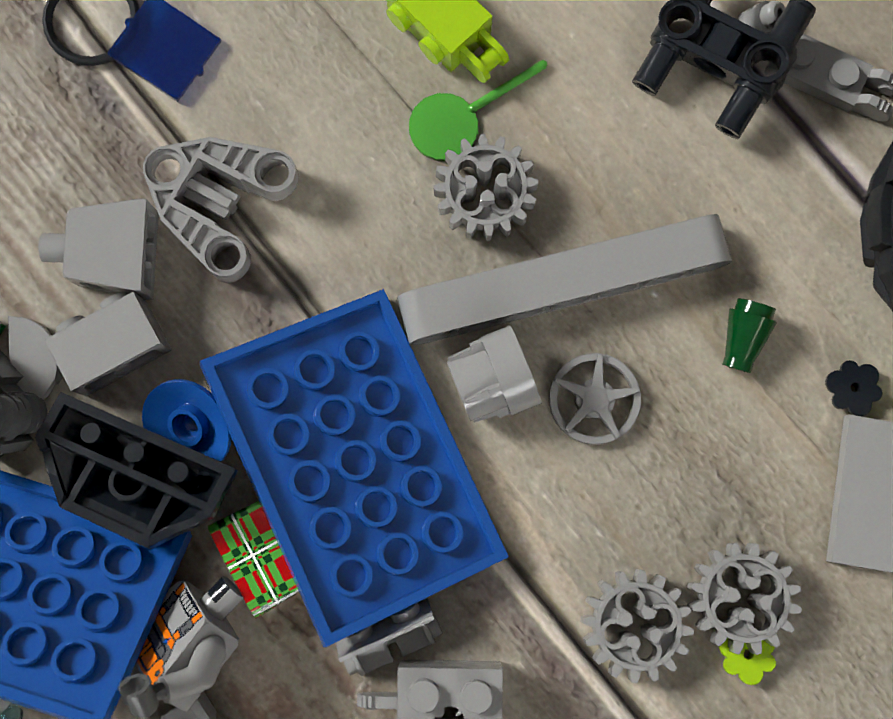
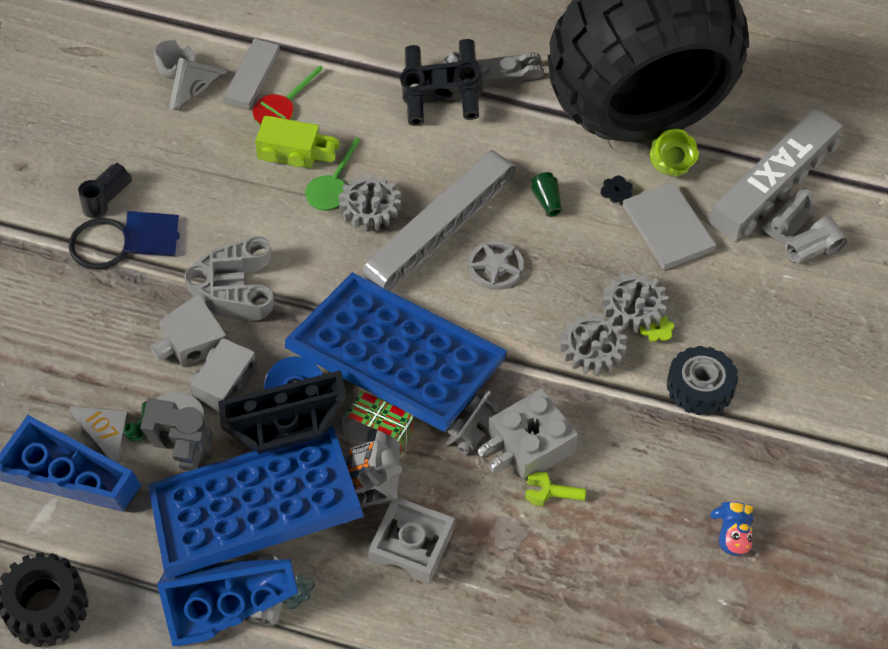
camera: 35 degrees left, 25 degrees down
(494, 376) = (439, 273): light grey piece -> none

